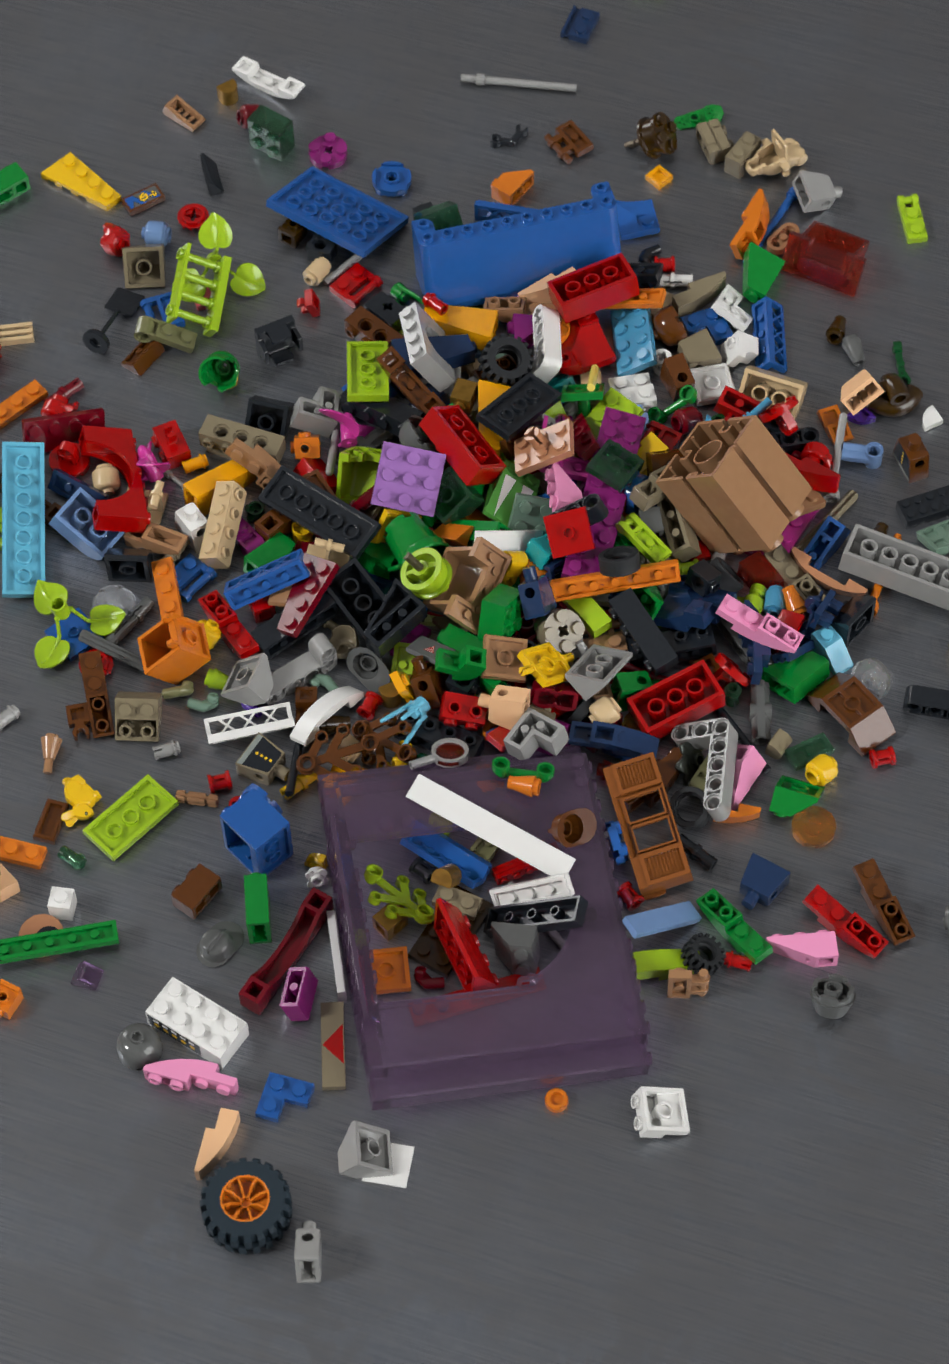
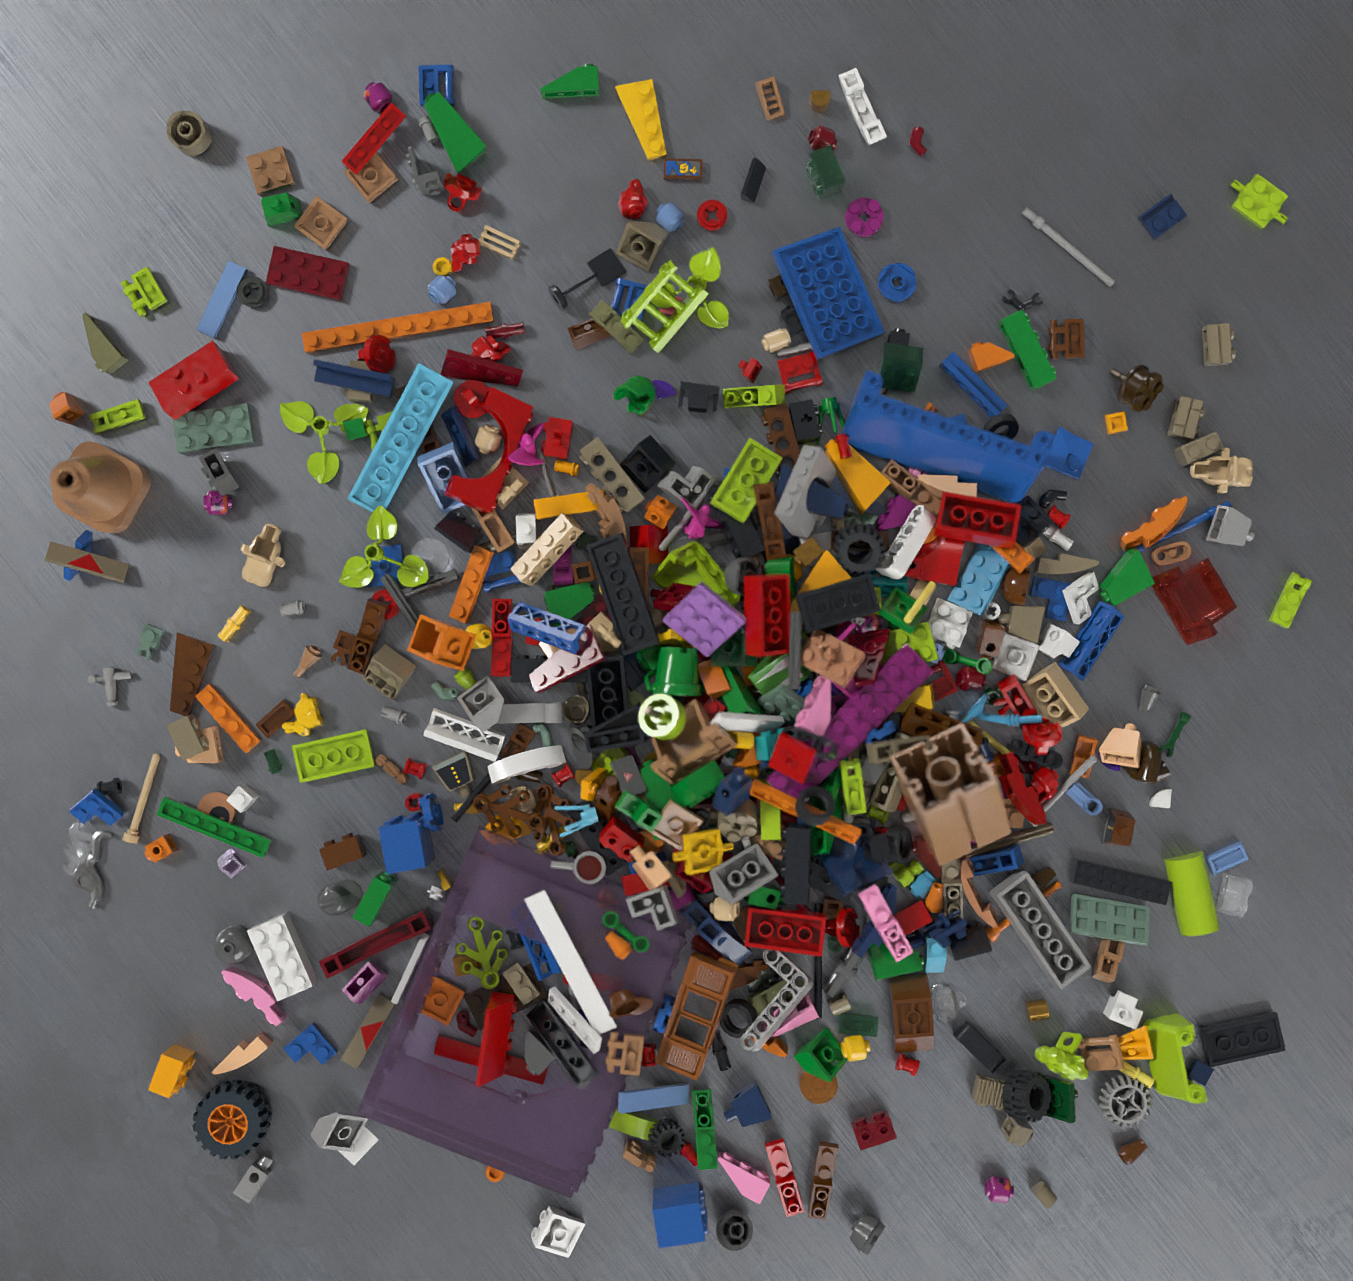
camera: 30 degrees right, 30 degrees up
(152, 1194) = (172, 1071): none -> light orange brick
(185, 689) = (431, 670): olive arm -> none
(245, 360) = (663, 389): none -> dark purple tile
(327, 319) = (754, 396): none -> lime slope
(332, 80) = (915, 140): none -> dark red arm
(447, 876) = (524, 963): pearl gold brick -> none
(508, 460) = (795, 650): none -> dark grey axle
(547, 167) = (1027, 350): none -> green brick
(607, 873) = (631, 1053): none -> medium nougat plate
(615, 465) = (871, 715): clear green plate -> none
(697, 80) = (1217, 344): none -> dark tan brick
(704, 115) = (1196, 384): green piece -> none
(766, 1004) = (680, 1215): none -> blue container
(836, 330) = (1148, 671): dark brown cone -> none
(896, 831) = (873, 1130): none -> dark red brick

